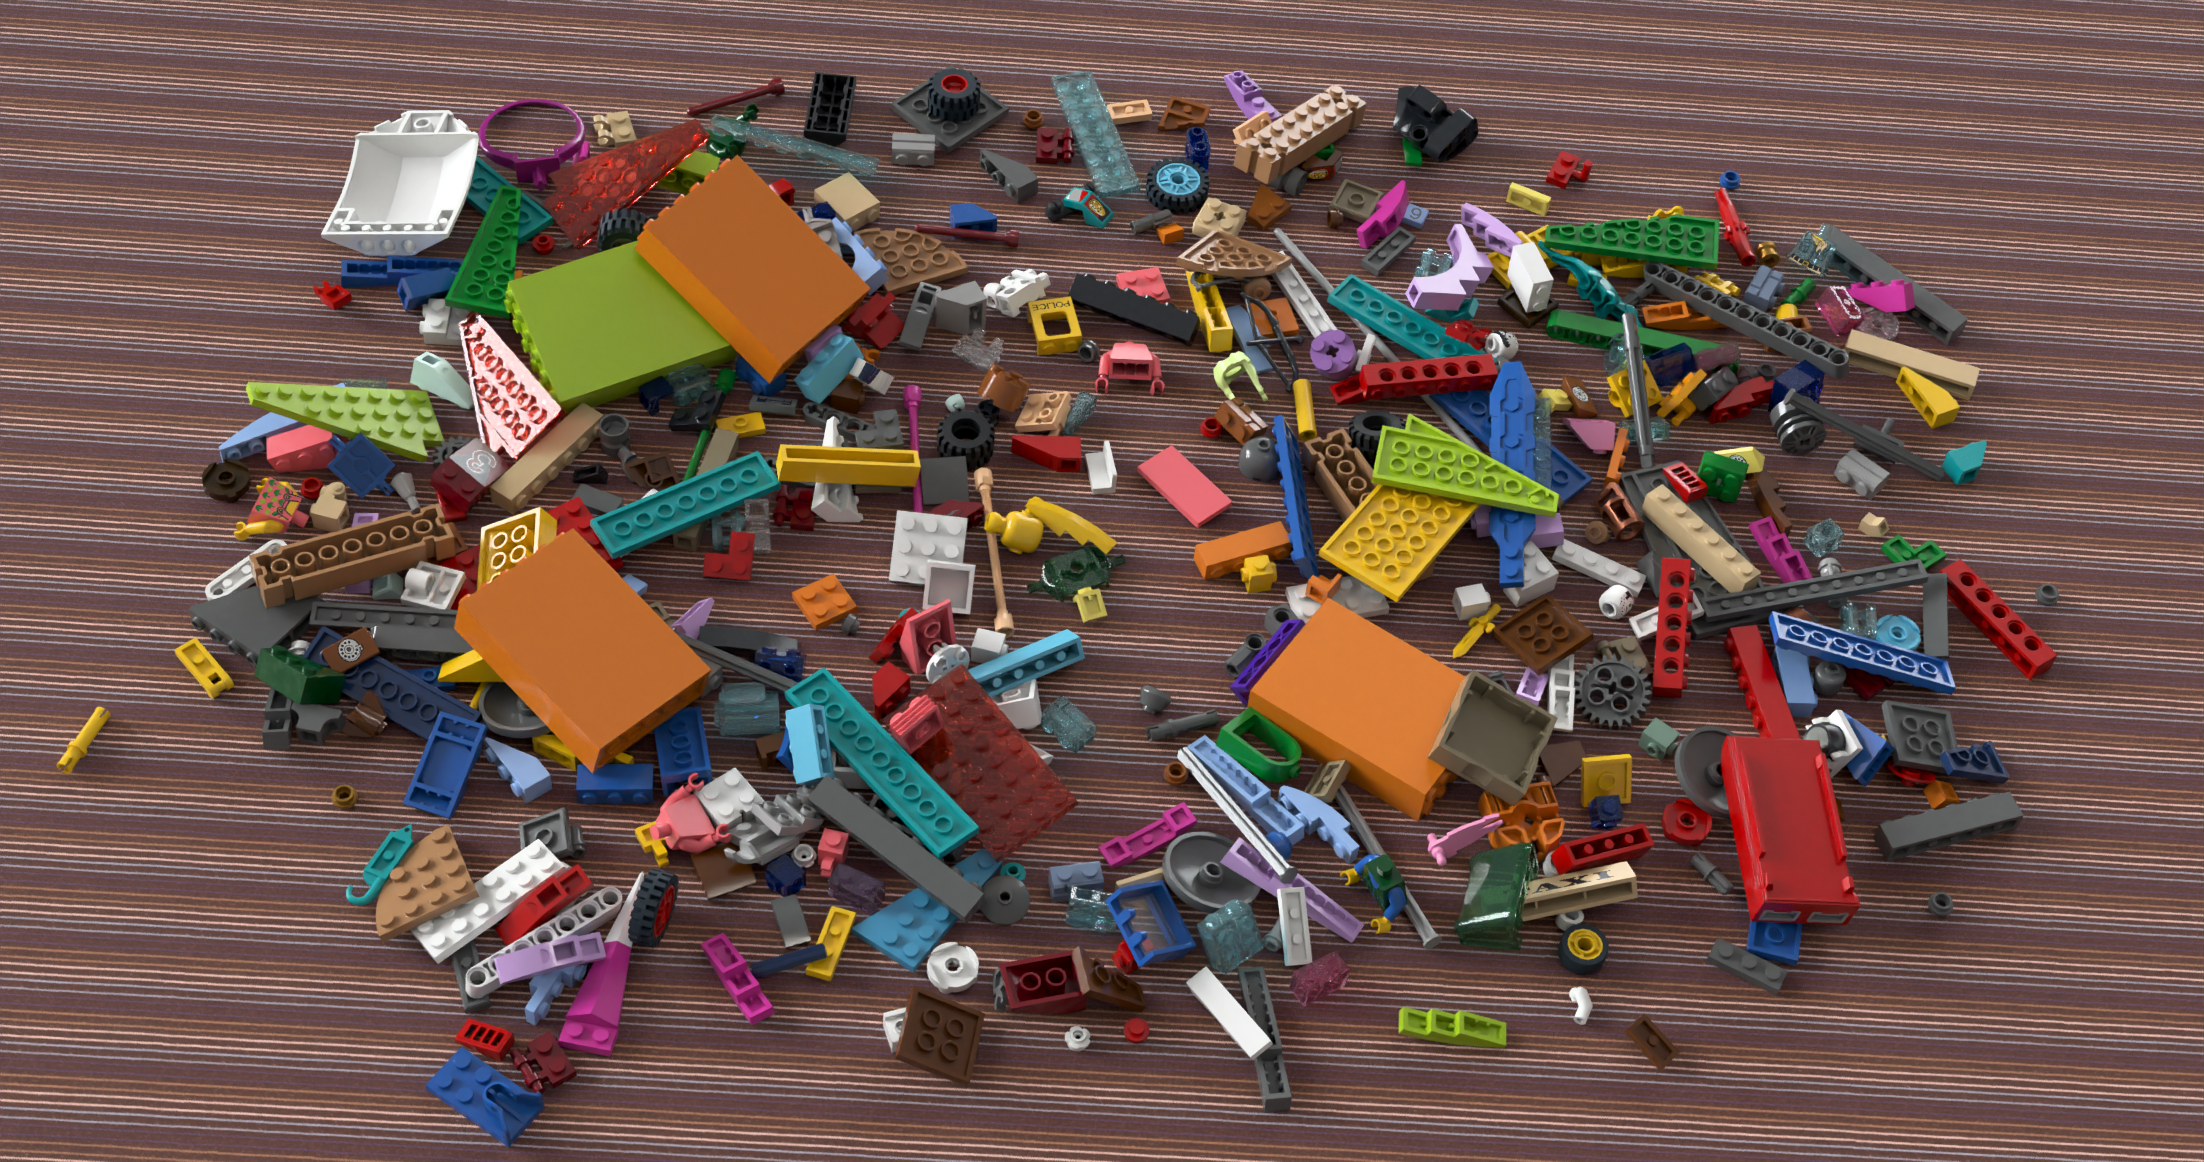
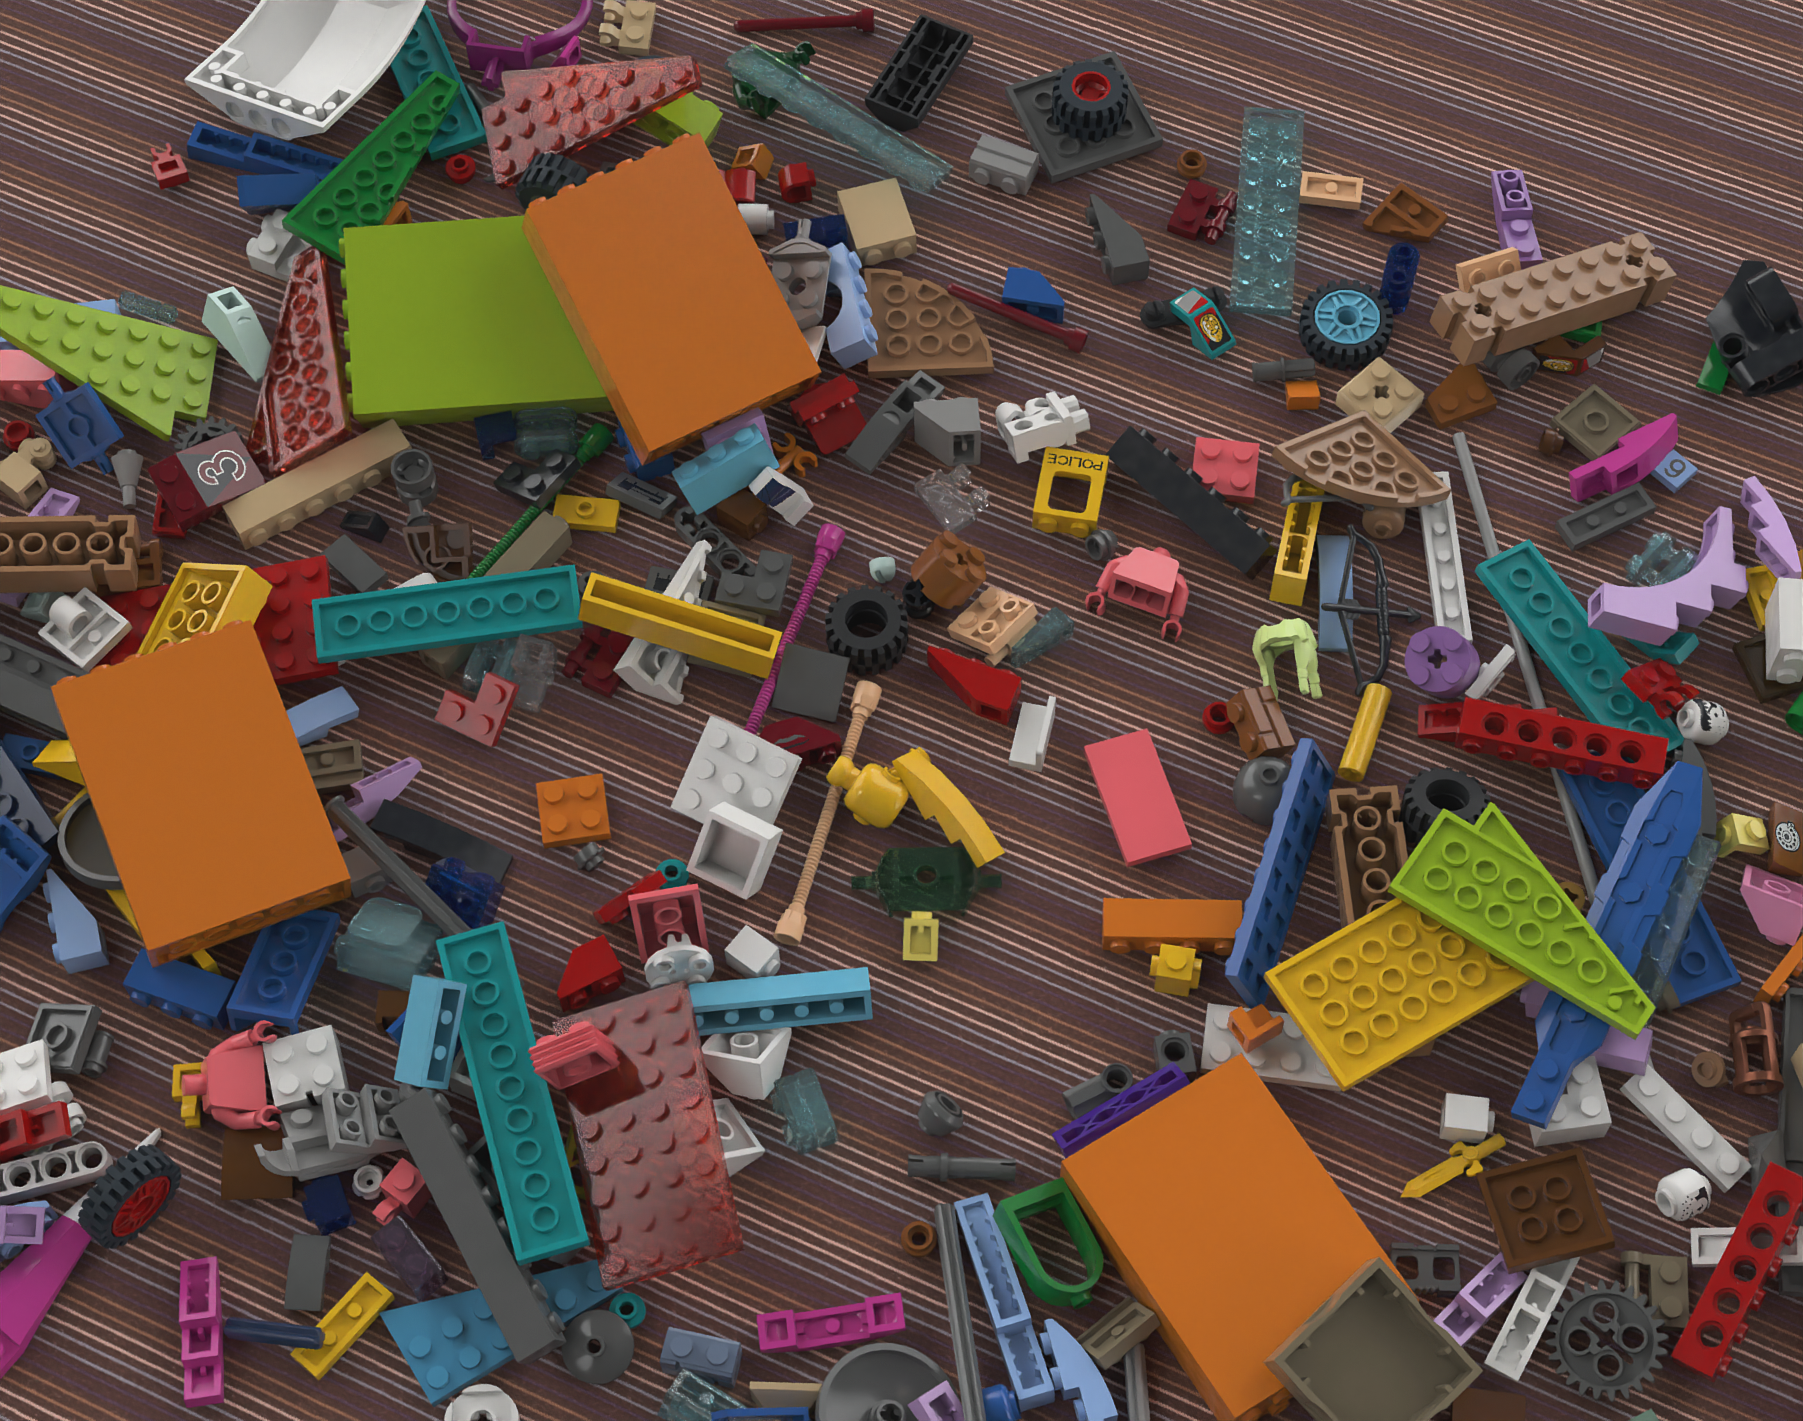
camera: 30 degrees right, 10 degrees up
(1282, 312) = (1401, 569): orange plate -> none

